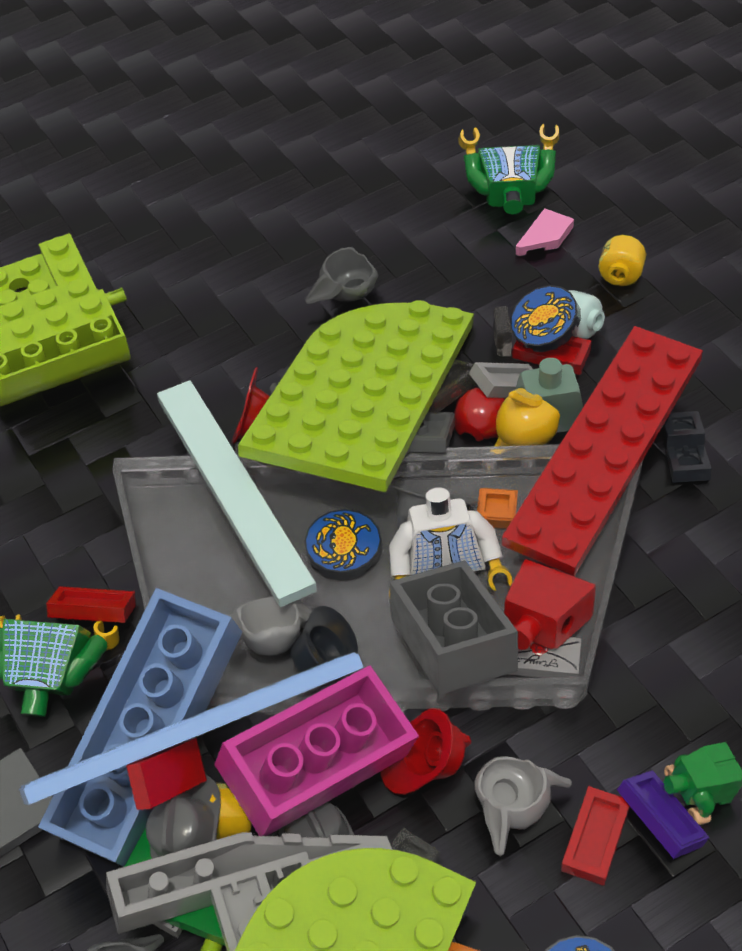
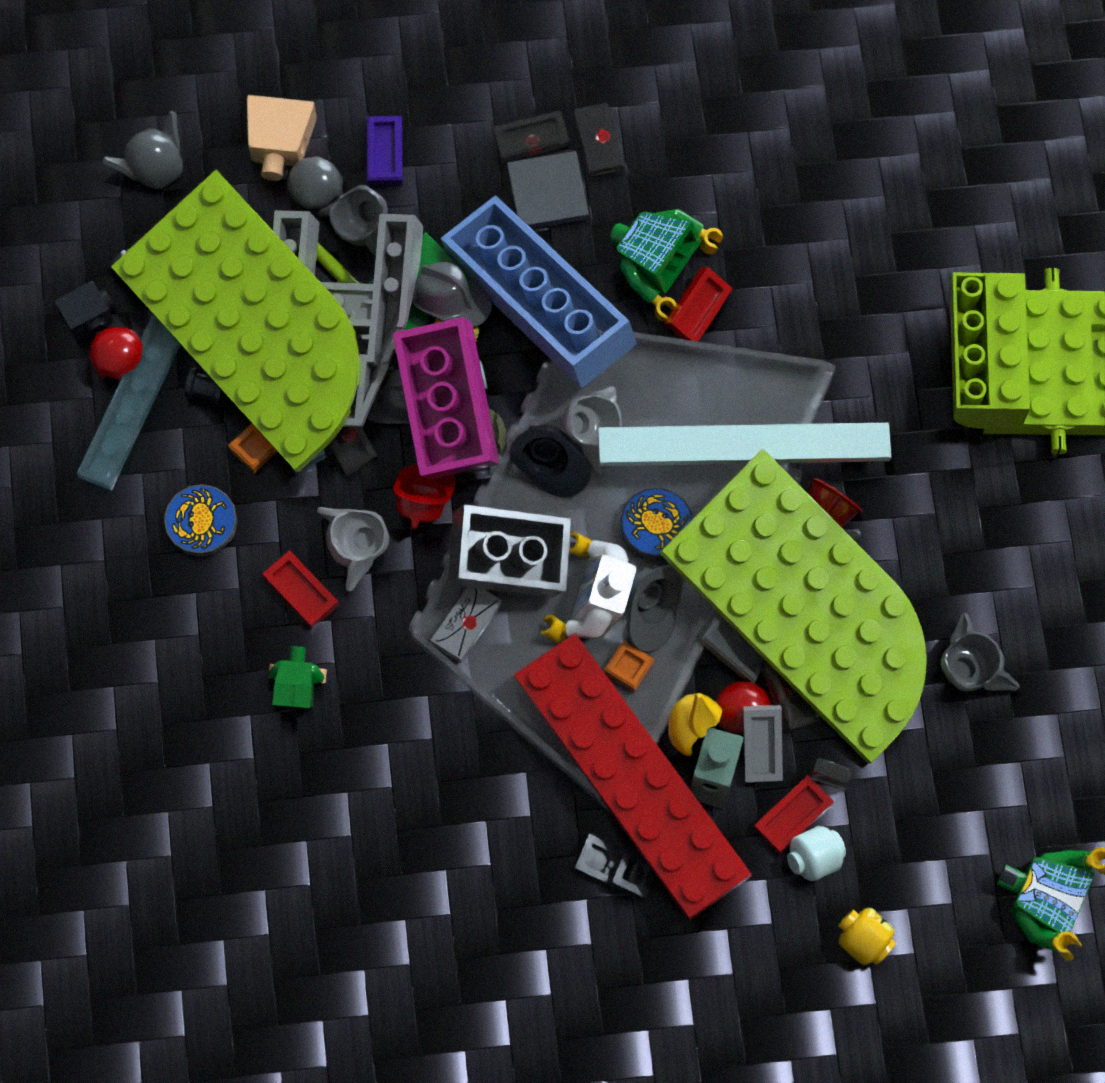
camera: 110 degrees right, 20 degrees up
(166, 774) = (475, 283): red tile -> none
(188, 728) = (498, 313): light blue tile -> none
(545, 318) = (814, 809): tile -> none
(546, 232) = (954, 893): bright pink tile -> none
(547, 605) = (496, 637): red torso -> none
(663, 814) = (274, 641): dark purple tile -> none

